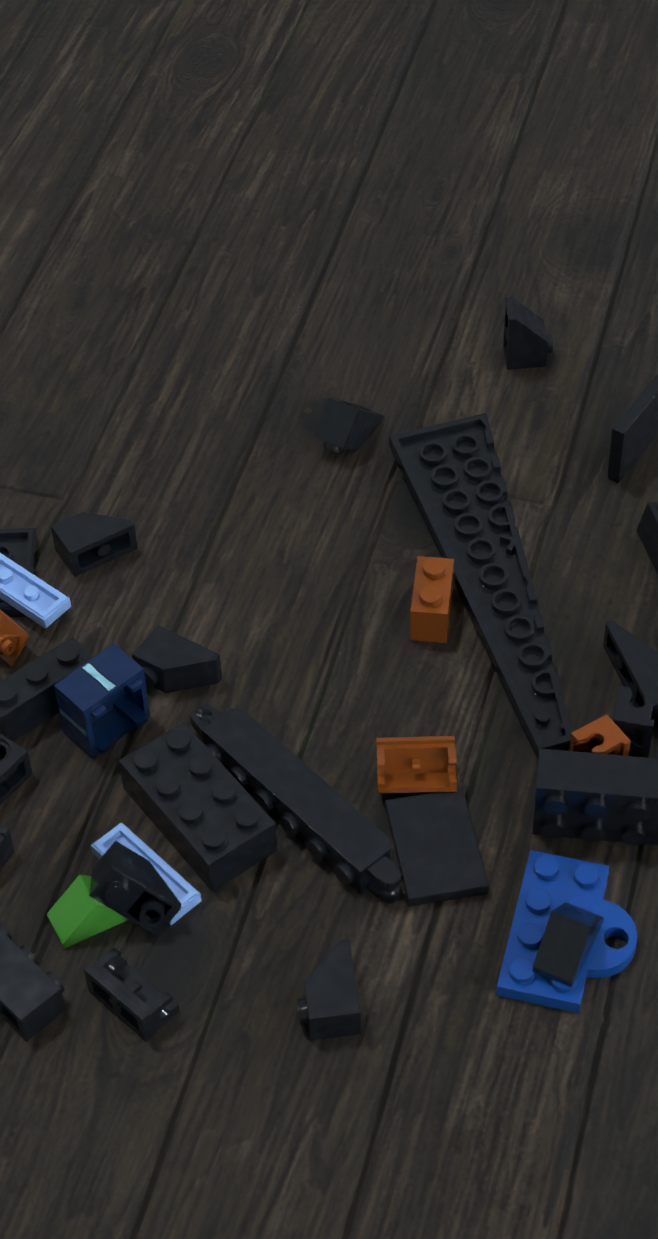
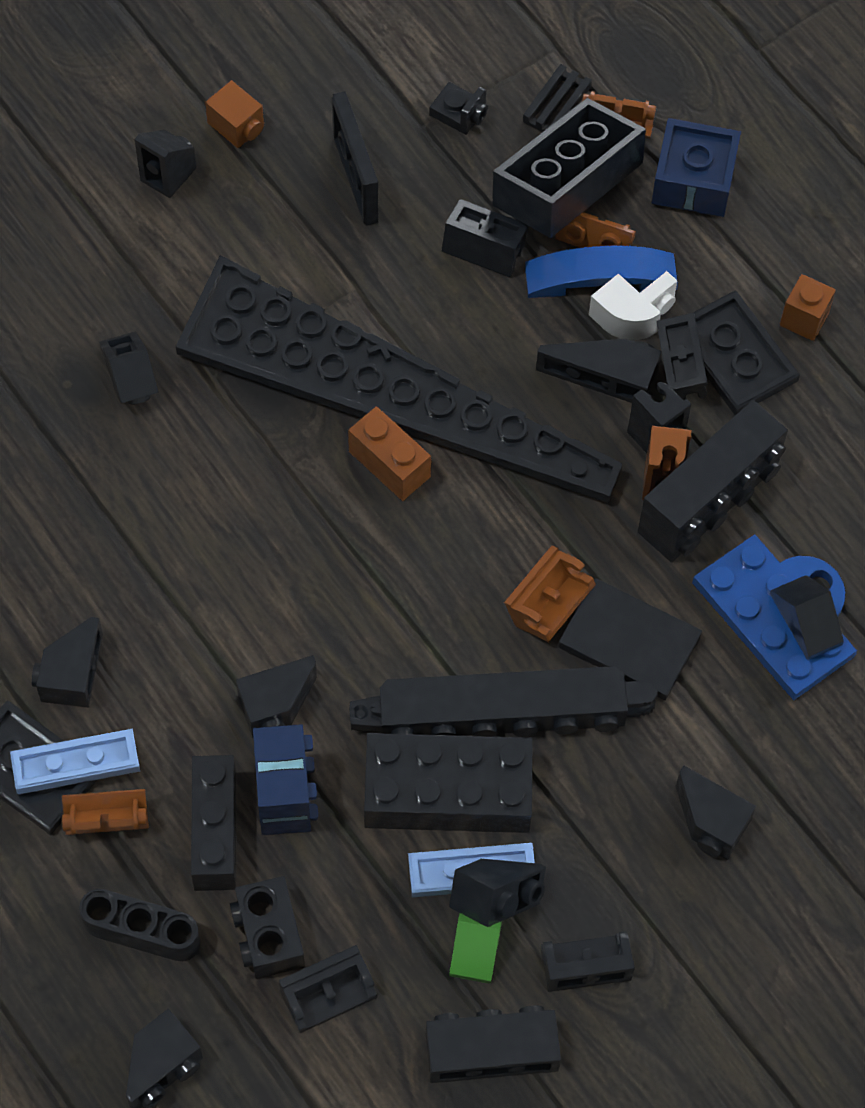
camera: 55 degrees left, 15 degrees up
(605, 351) = (235, 114): none -> dark orange brick

